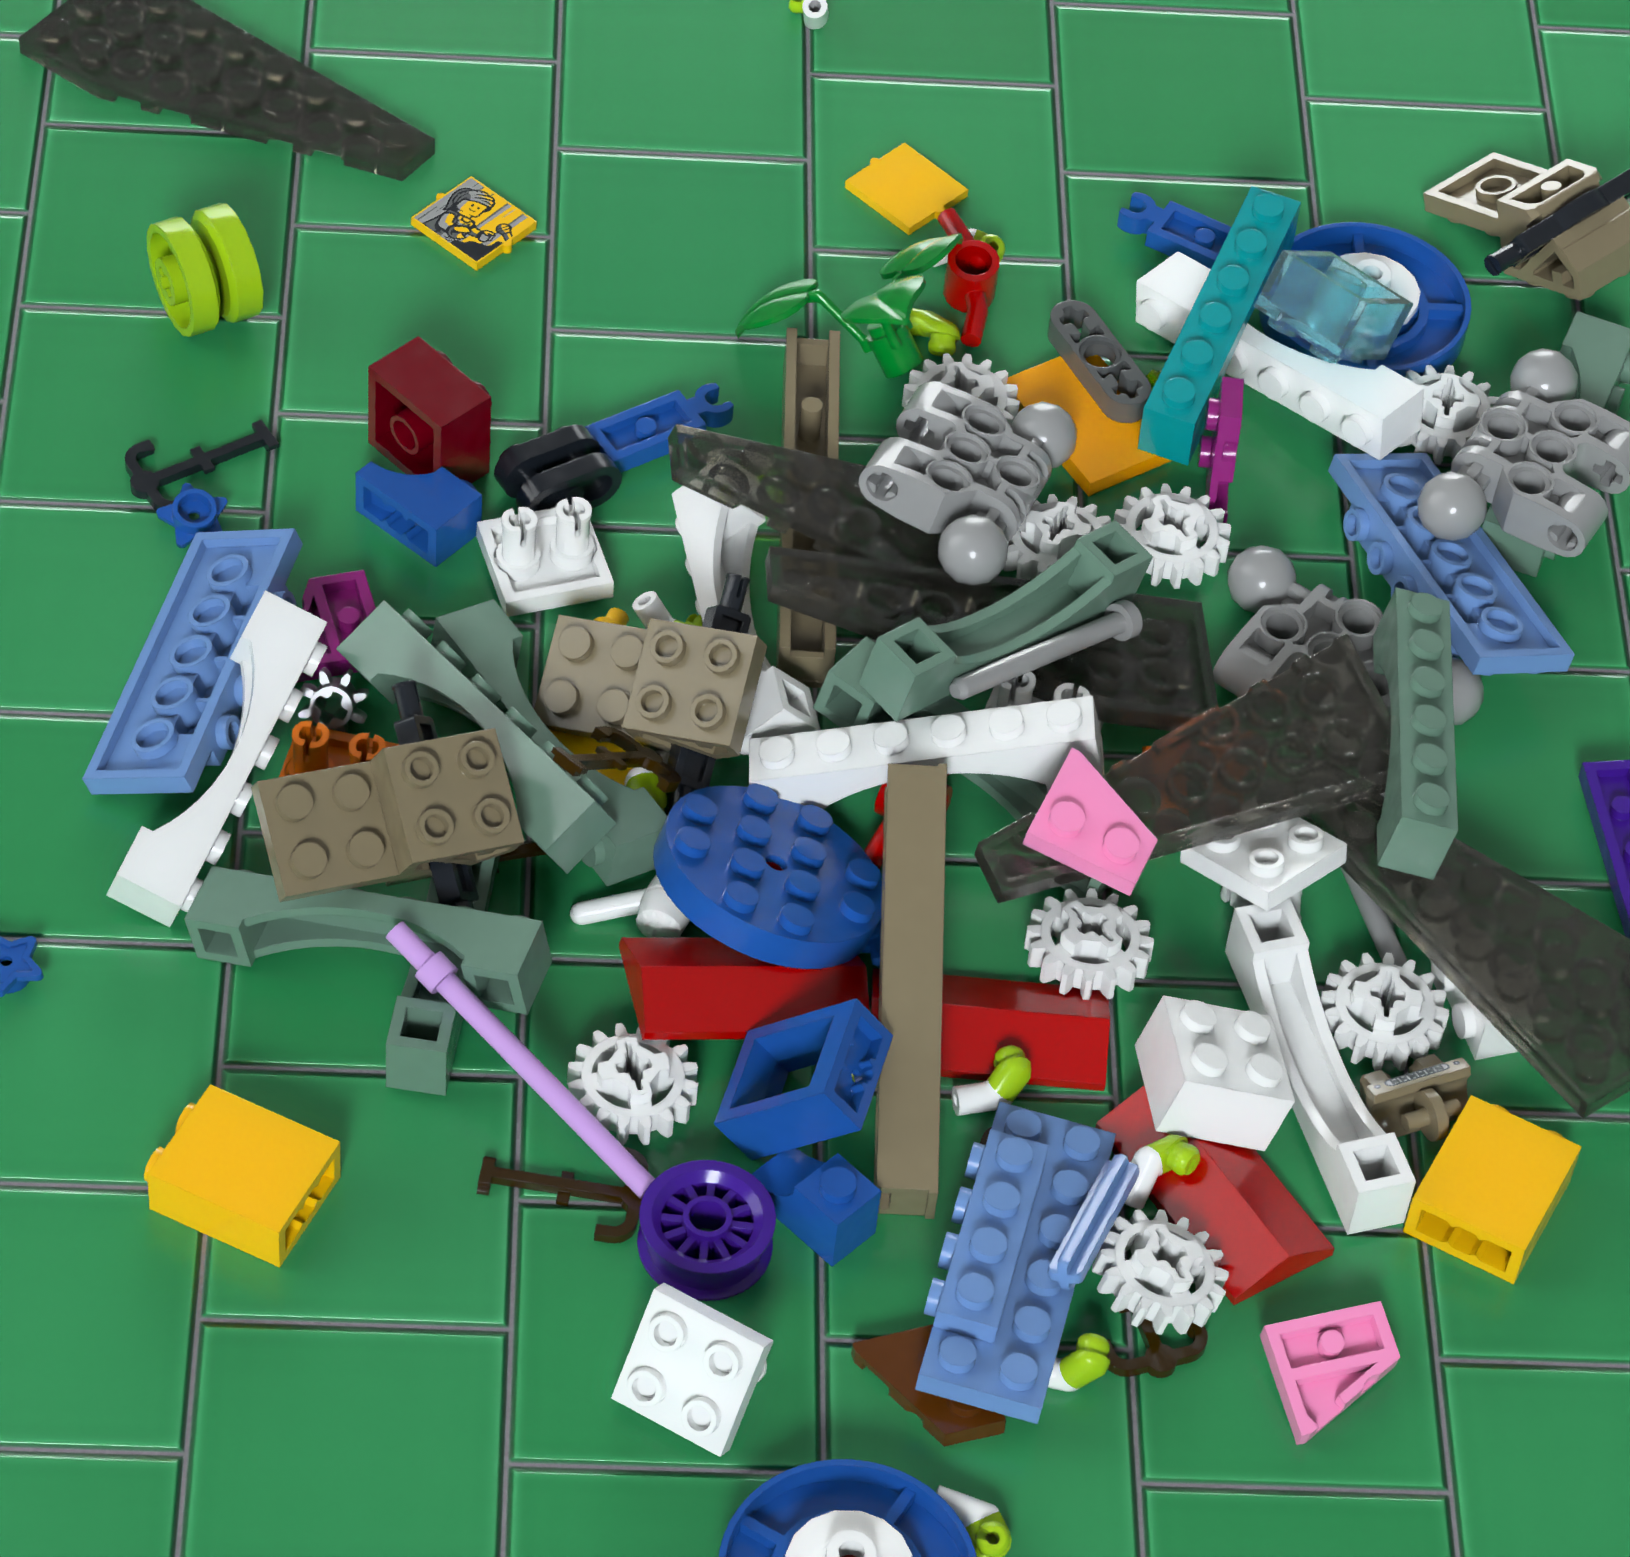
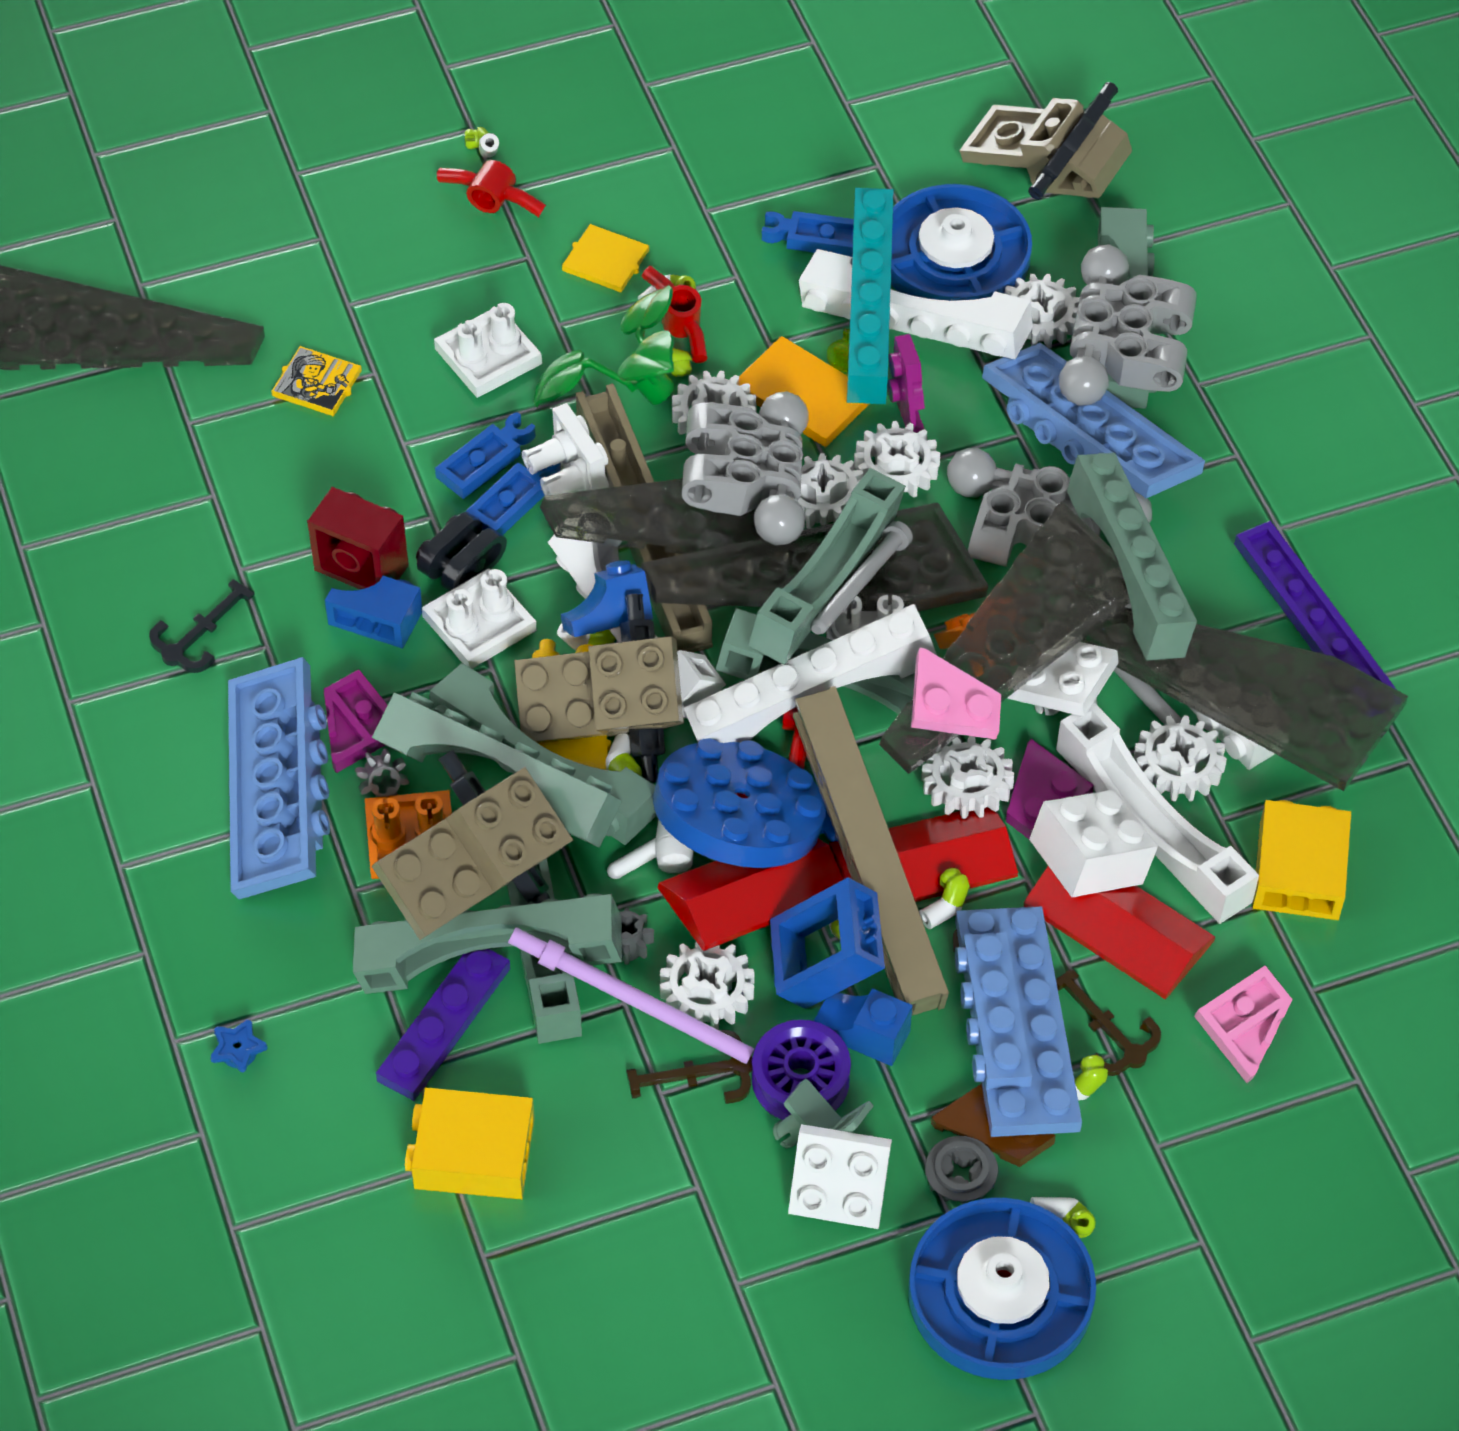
camera: 15 degrees left, 5 degrees up
(164, 863) = (334, 758): white arch -> none
(192, 501) = (214, 657): blue plate -> none
(205, 269) = (151, 481): lime wheel -> none
(278, 1020) = (442, 1022): none -> dark purple plate
(562, 995) = (634, 935): none -> dark grey gear
(635, 756) = (612, 746): dark brown piece -> none
(642, 371) = (484, 456): none -> blue plate
(691, 1270) = (812, 1109): none -> sand green bracket
(703, 248) = (488, 350): none -> white plate
(703, 579) = (606, 603): none -> blue arch
(746, 387) = (580, 457): none -> white plate
(796, 61) = (491, 187): none -> red piece
(878, 1403) = (964, 1152): none -> dark grey gear
(1093, 1222) = (1059, 977): medium blue axle -> none
(1098, 381) = (800, 362): dark grey beam -> none
(1157, 1159) = (1076, 918): arm -> none
(1160, 1272) = (1117, 996): white gear -> none
(1186, 973) = (1039, 780): none -> magenta wing
(1332, 306) = (945, 260): clear light blue brick -> none
(1418, 1100) = (1230, 814): dark tan hips -> none

